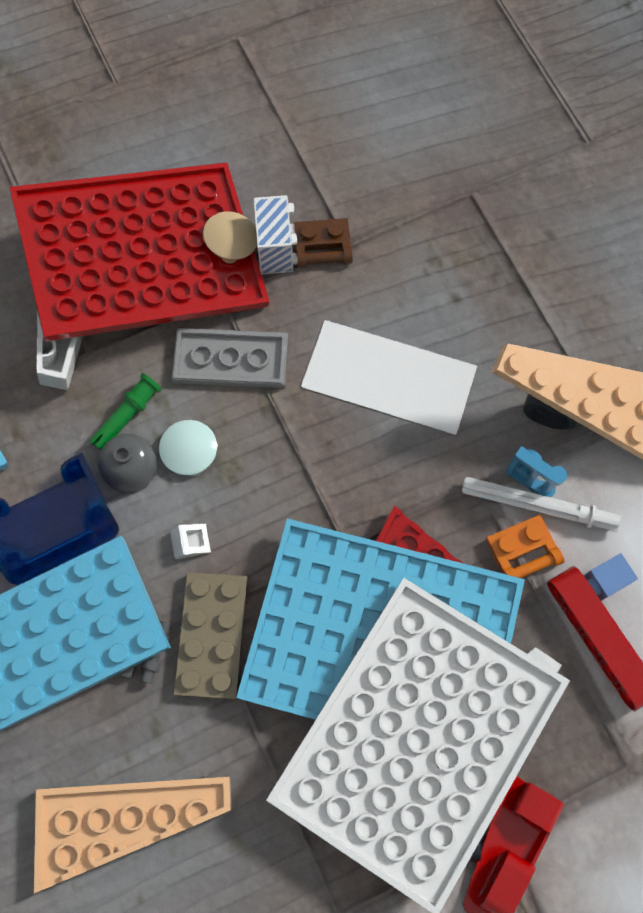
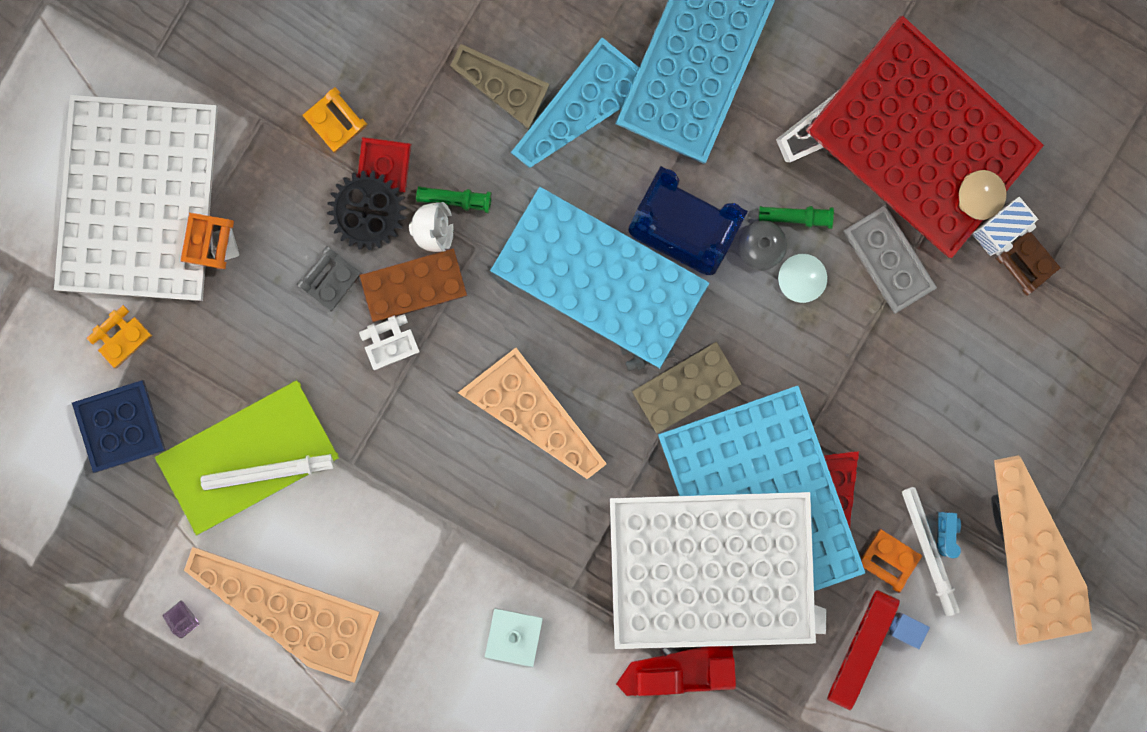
camera: 55 degrees right, 15 degrees up
(190, 541) = (738, 327): white slope -> none
(389, 377) = (955, 382): white sticker -> none

